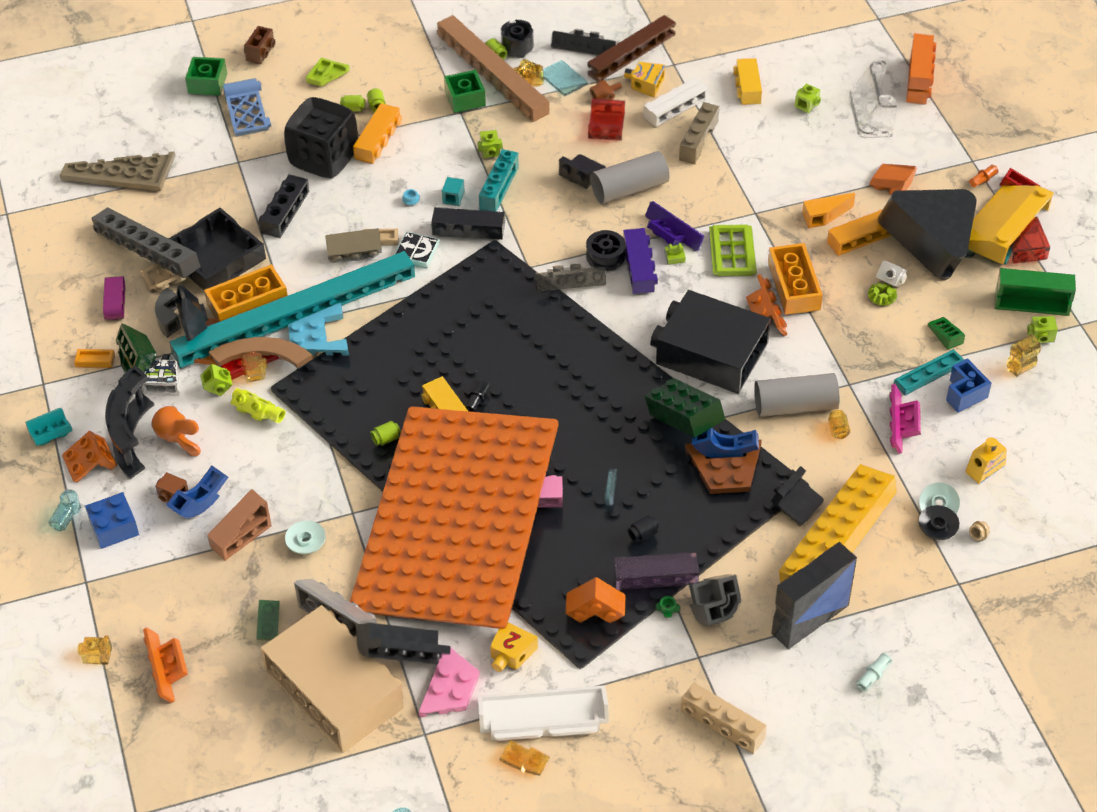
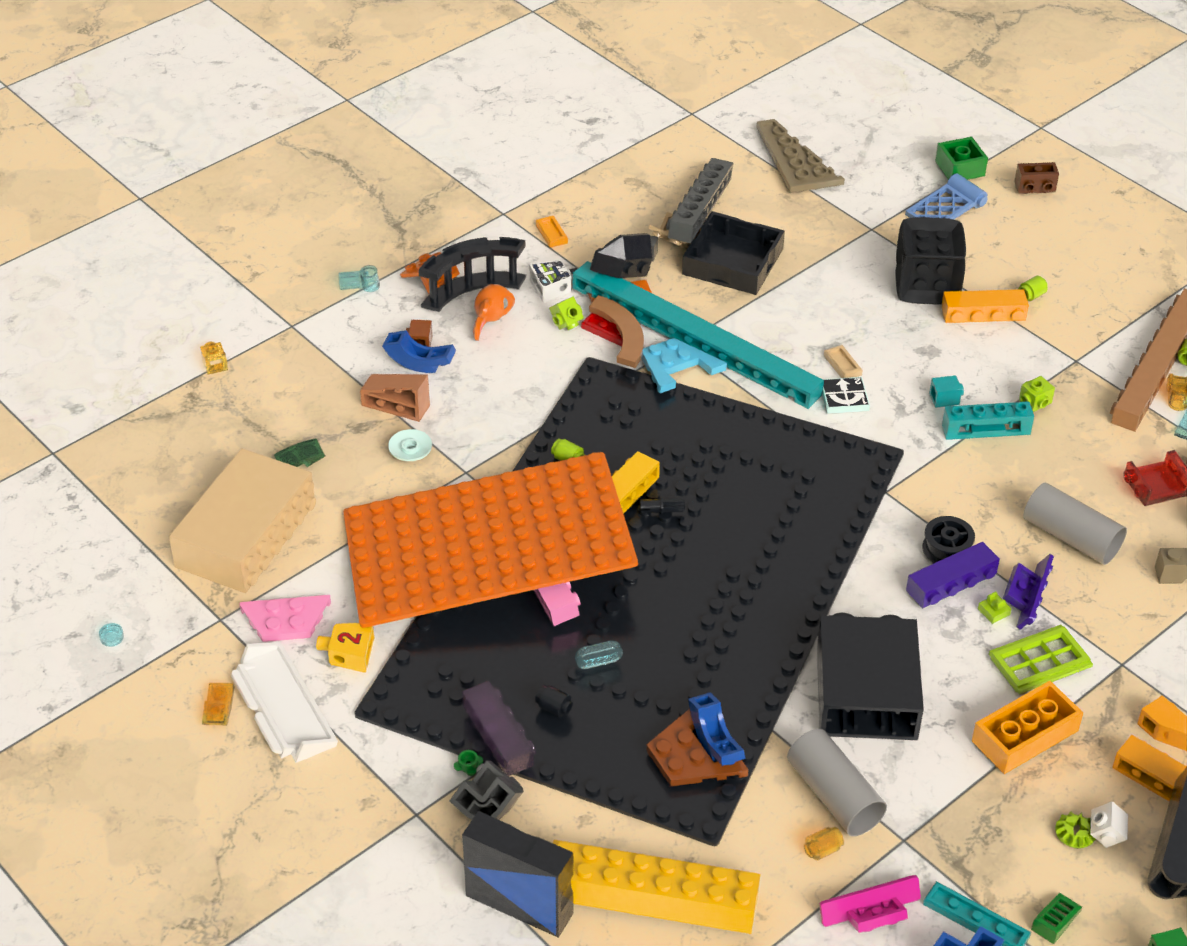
camera: 65 degrees right, 5 degrees down
(48, 427) = (447, 231): teal bracket -> none
(112, 520) = (362, 311): blue brick -> none
(114, 298) = (629, 213): magenta beam -> none
(134, 349) = (557, 243): dark green wedge -> none
(166, 662) = (217, 404): orange bracket -> none
(245, 293) = (688, 290): light orange brick -> none
(254, 366) = (599, 331): clear yellow brick -> none
(256, 406) = (553, 352): neon yellow brick -> none
(284, 206) = (829, 278): black brick -> none
(314, 594) = (328, 494): light grey slope -> none
(326, 71) = (1044, 239): lime wing -> none
(353, 102) = (1013, 273): lime brick -> none
(353, 244) = (810, 343): dark tan brick -> none
(400, 643) = (295, 547): black brick -> none
(410, 197) = (914, 364): medium azure plate -> none
(464, 91) = (1099, 346): green brick -> none
(468, 223) = (904, 417): black brick -> none
(570, 277) = (885, 524): clear smoke bracket -> none
(578, 169) = (1067, 481): black bracket -> none
(595, 599) = (429, 689): orange brick -> none
(684, 407) = (735, 673): dark green brick -> none
(723, 717) = (333, 856): tan brick -> none
(764, 303) = (960, 718): orange bracket -> none
(796, 497) = (681, 829): black bracket -> none

